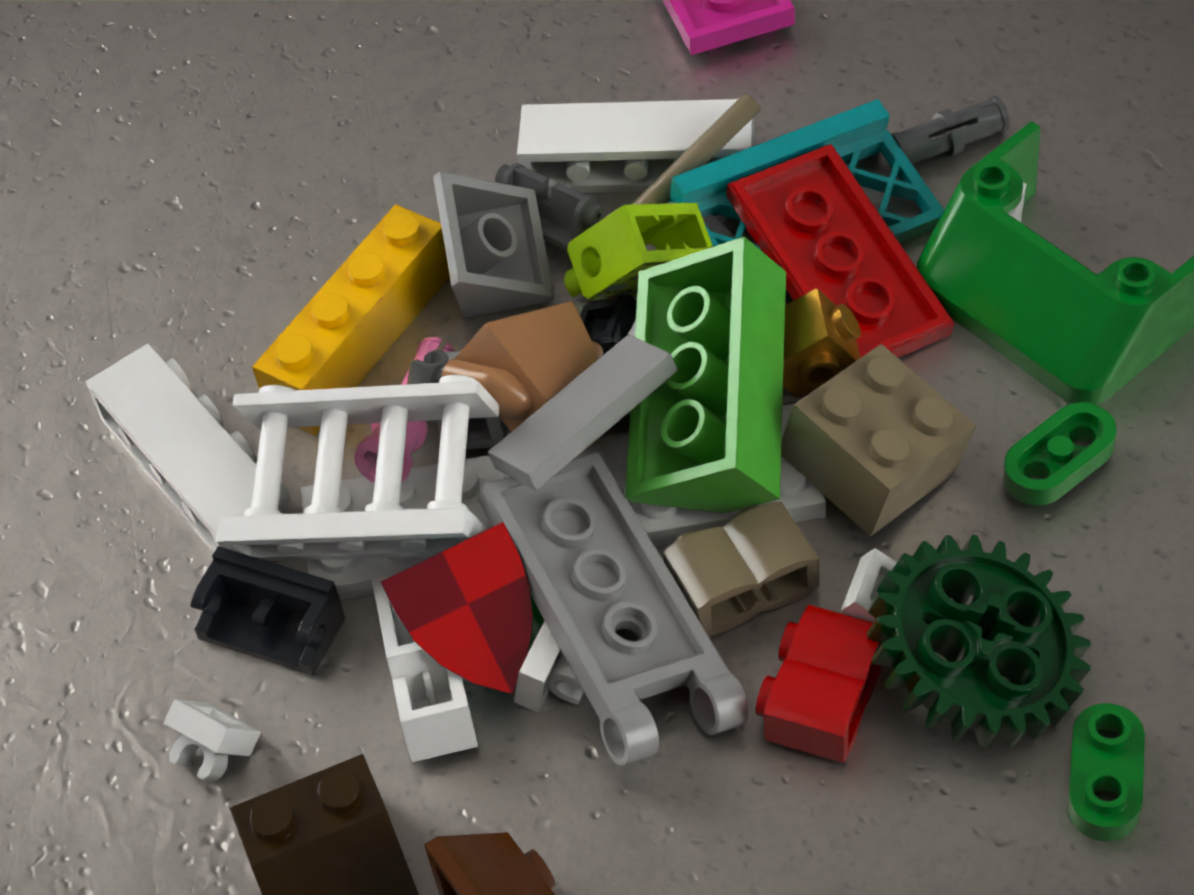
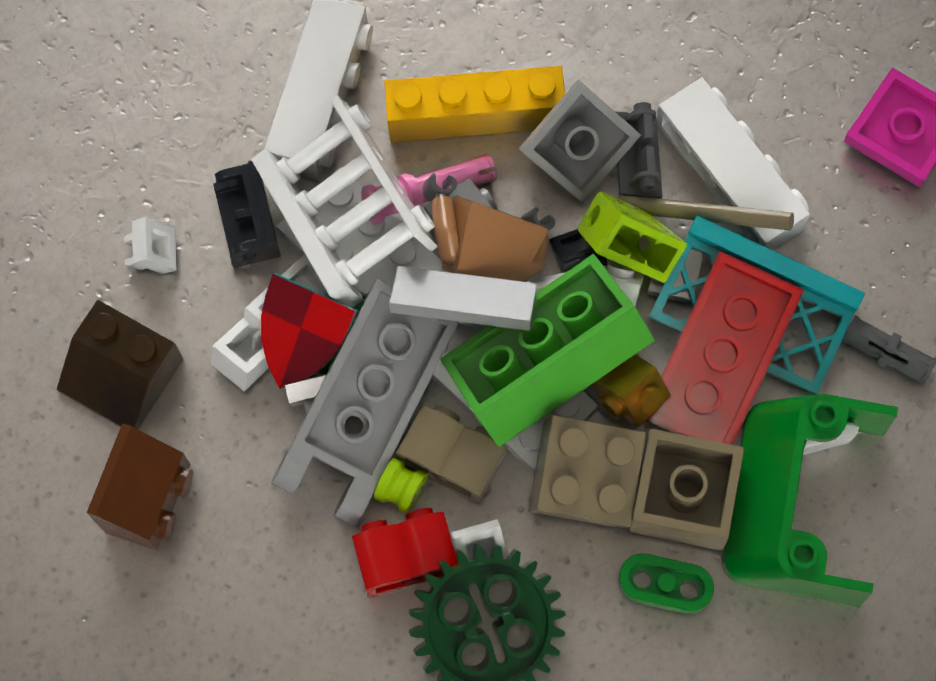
camera: 50 degrees right, 20 degrees up
(742, 637) = (401, 486): none -> lime wheel
(980, 356) = (687, 489): none -> dark tan brick

